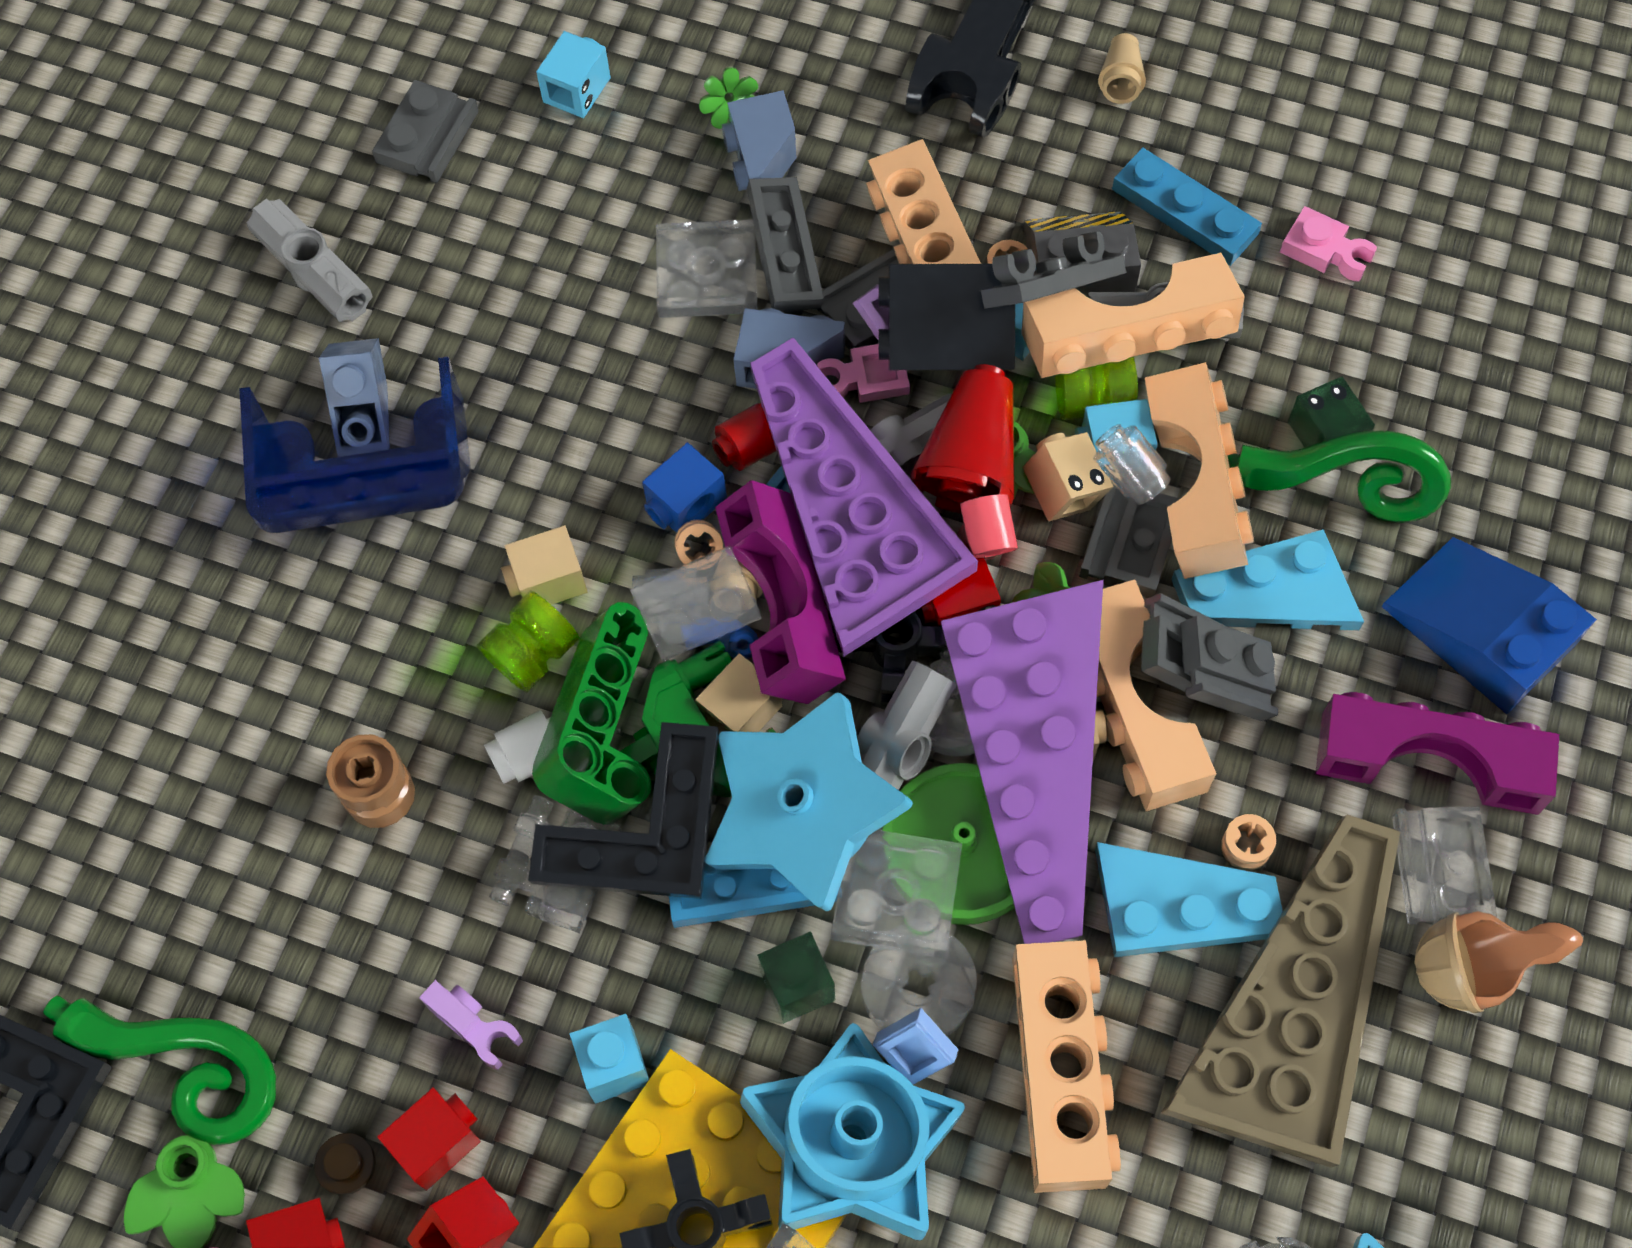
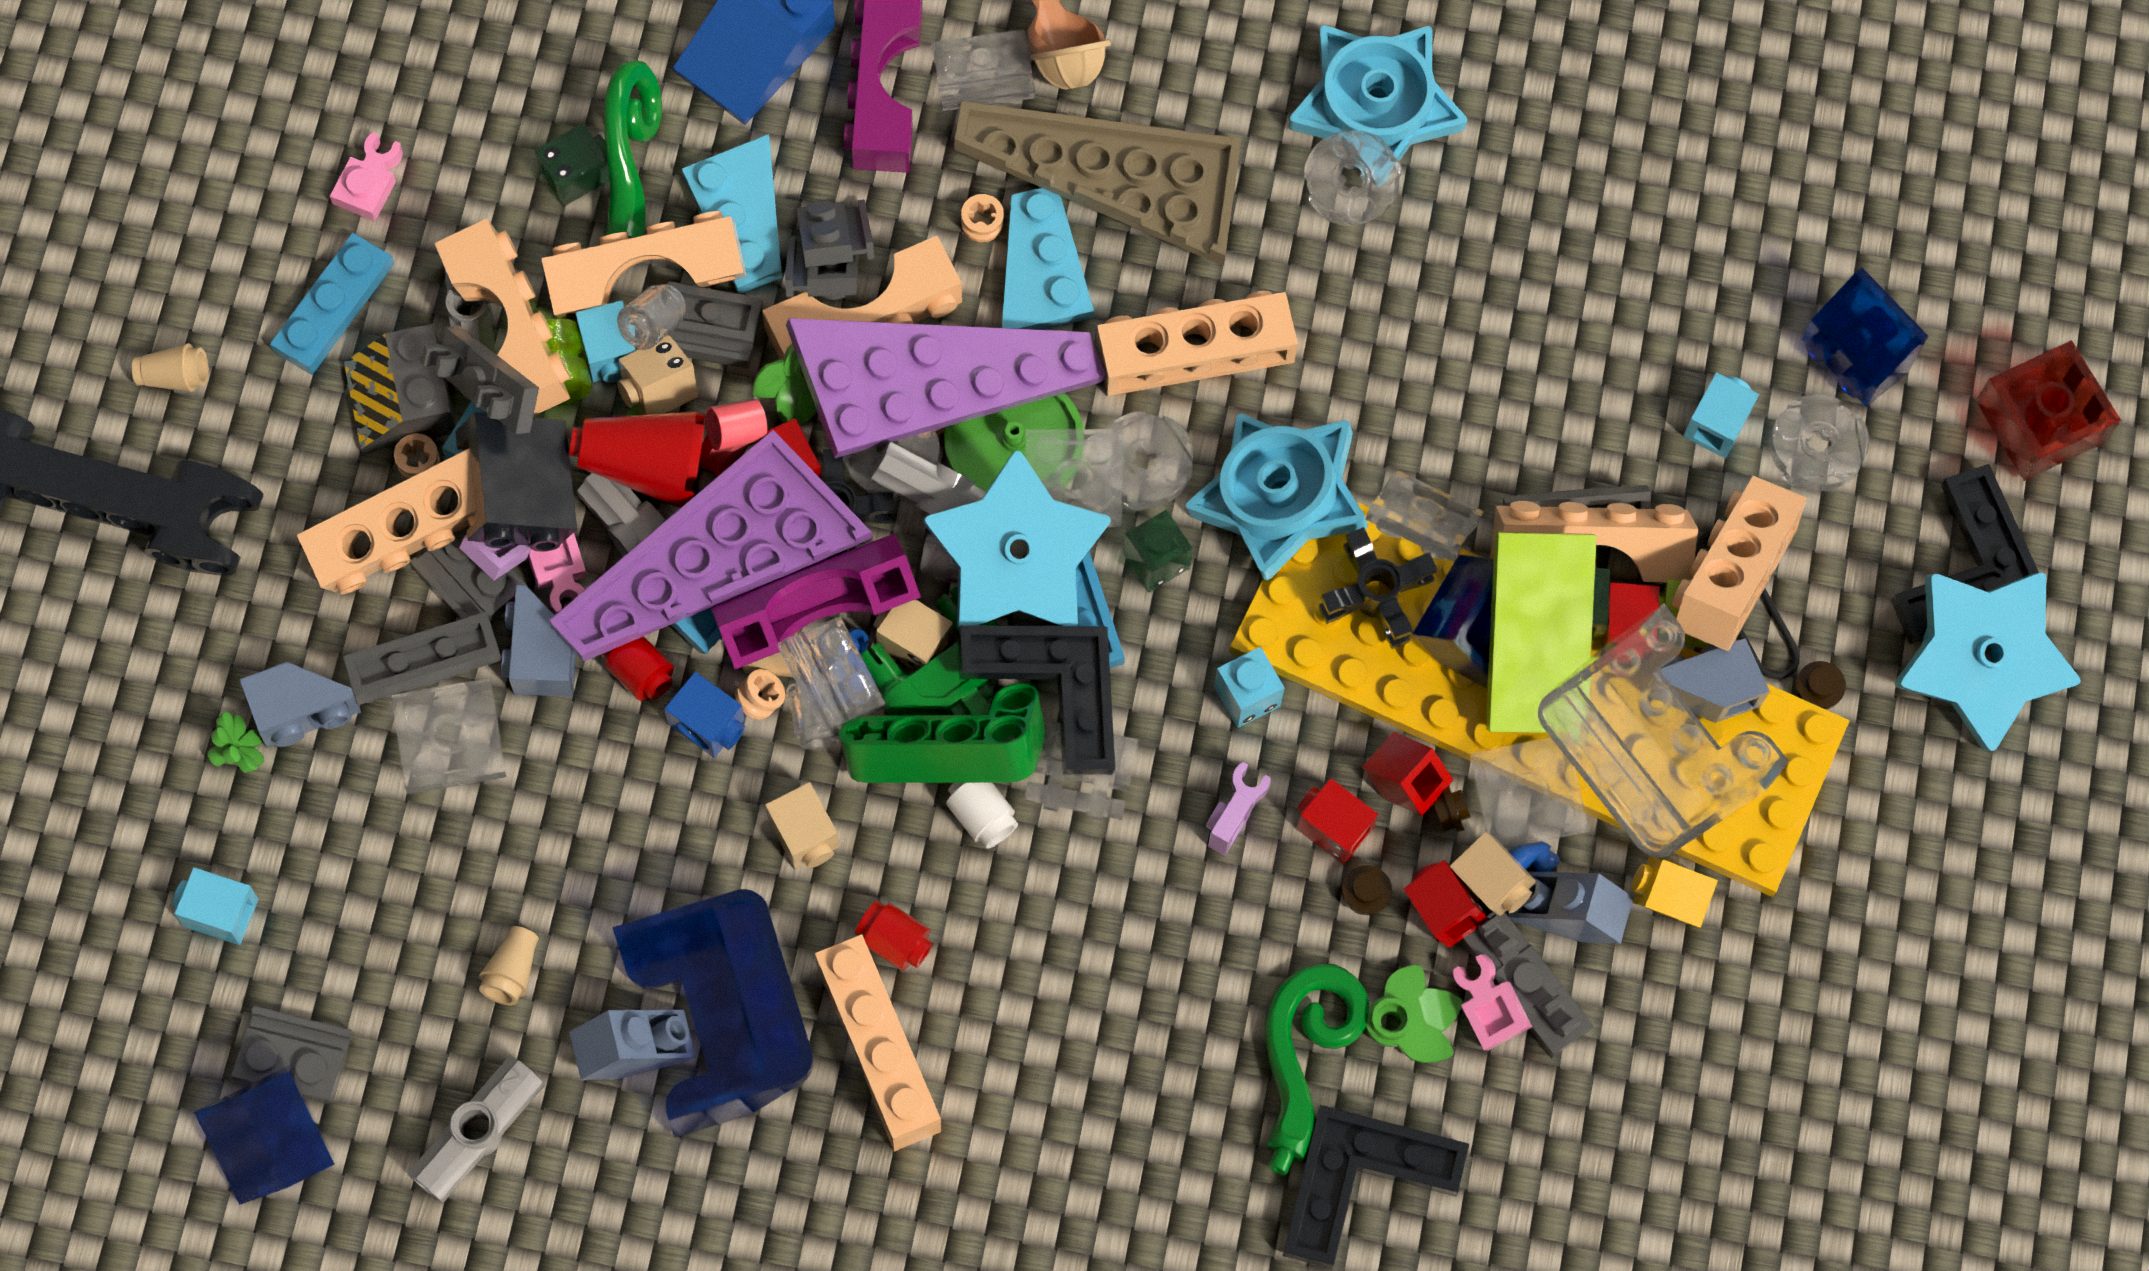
camera: 105 degrees left, 5 degrees up
(238, 624) = (878, 1042): none -> light nougat arch
(345, 102) = (265, 1136): none -> clear blue slope
(370, 780) = (1036, 933): medium nougat wheel -> none
(408, 644) = (894, 935): none -> red brick
(459, 300) = (509, 969): none -> tan cone
(528, 641) = (877, 820): clear neon green wheel -> none
(915, 1046) = (1201, 451): light blue tile -> none

